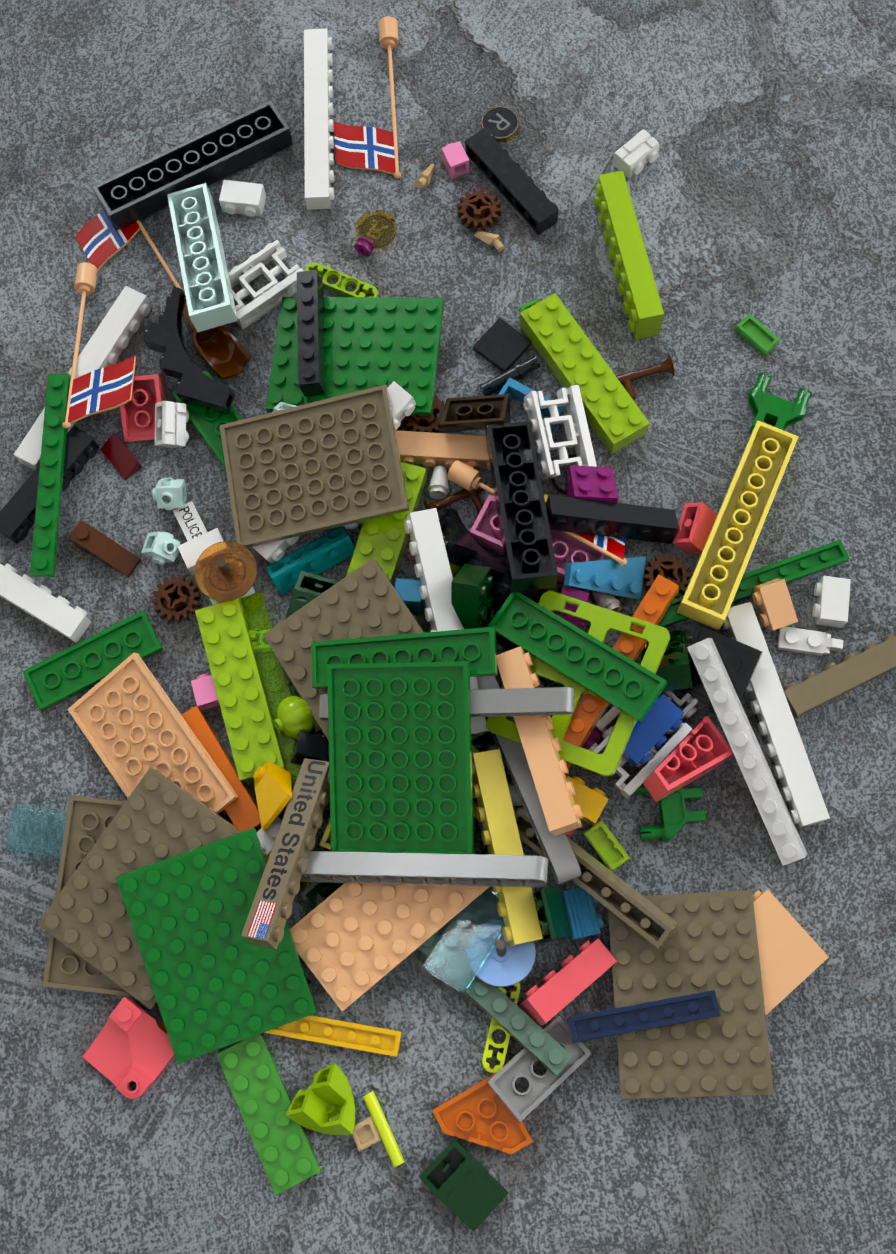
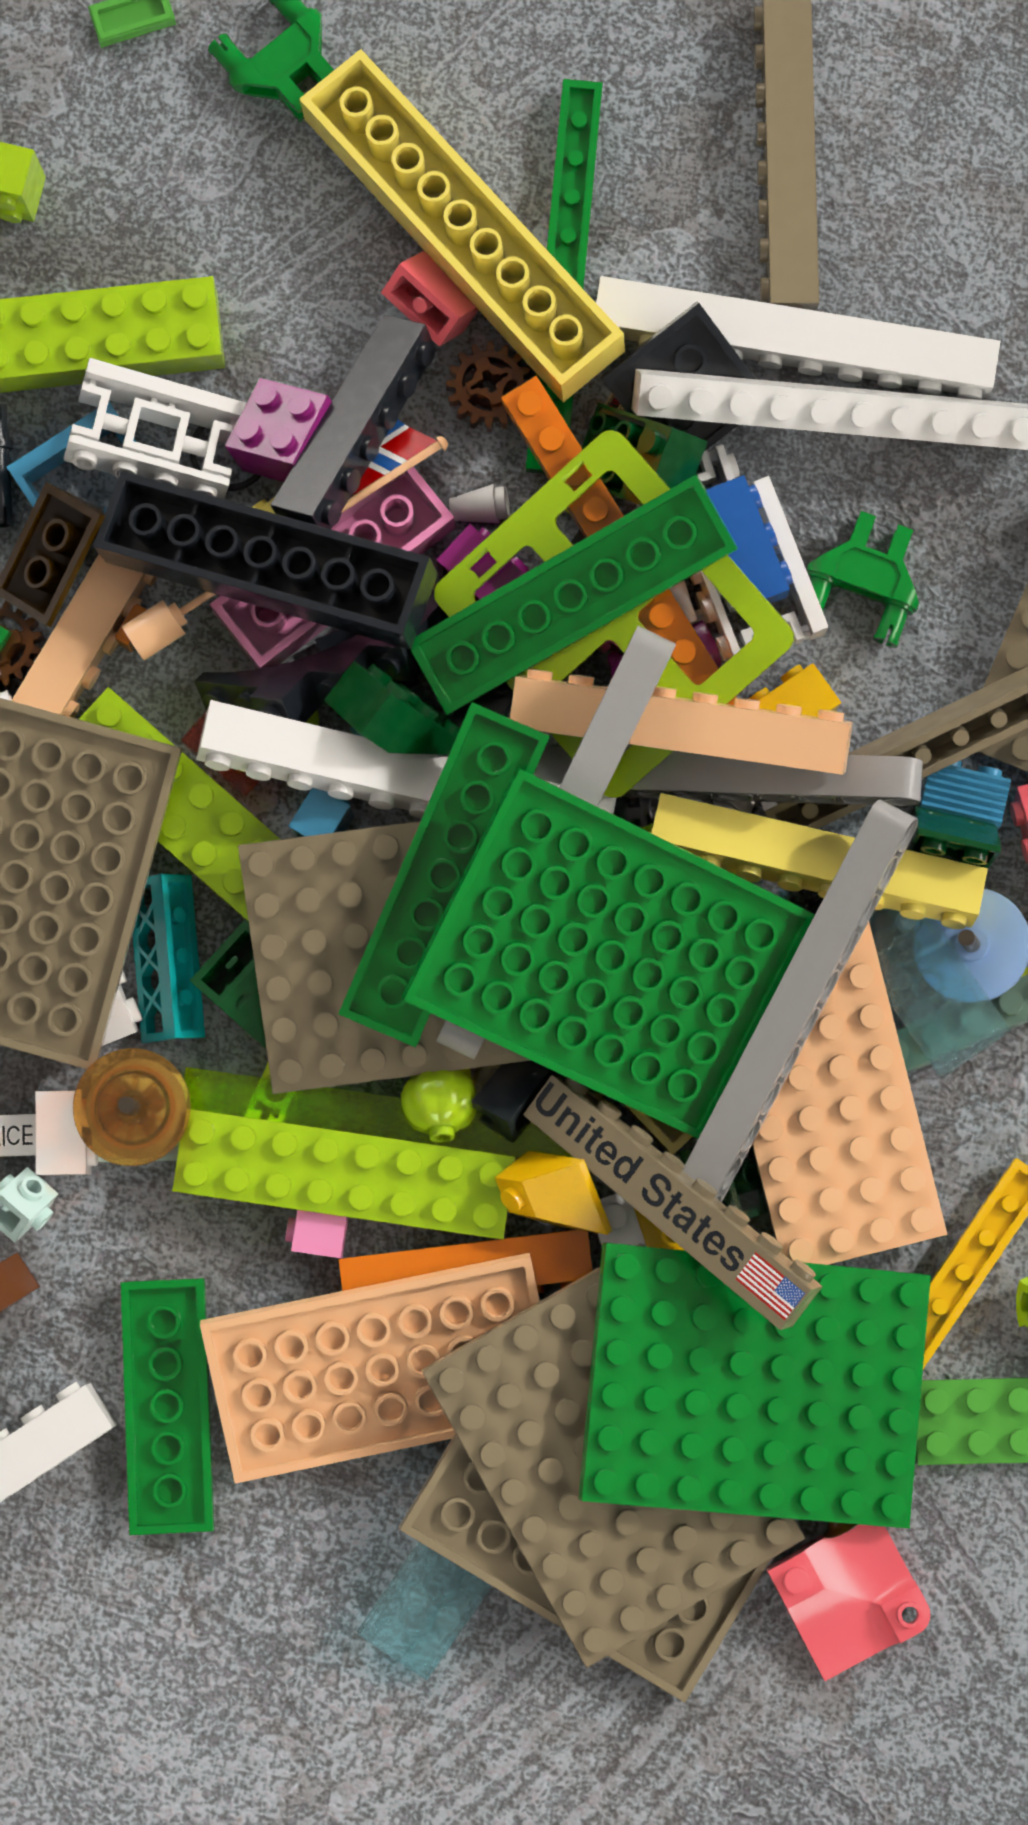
camera: 70 degrees left, 10 degrees up
(180, 607) = (114, 1232): reddish brown gear -> none
(438, 485) = (137, 679): white cone -> none
(462, 494) = (176, 709): reddish brown piece -> none
(606, 846) = (881, 704): lime plate -> none
(608, 577) = (449, 481): dark azure wing -> none
(626, 378) = (101, 272): reddish brown piece -> none
(694, 757) = (814, 504): coral wedge -> none
(774, 604) = (622, 241): light nougat brick -> none
(807, 641) = (702, 223): white hinge -> none
(832, 601) = (658, 149): white brick -> none

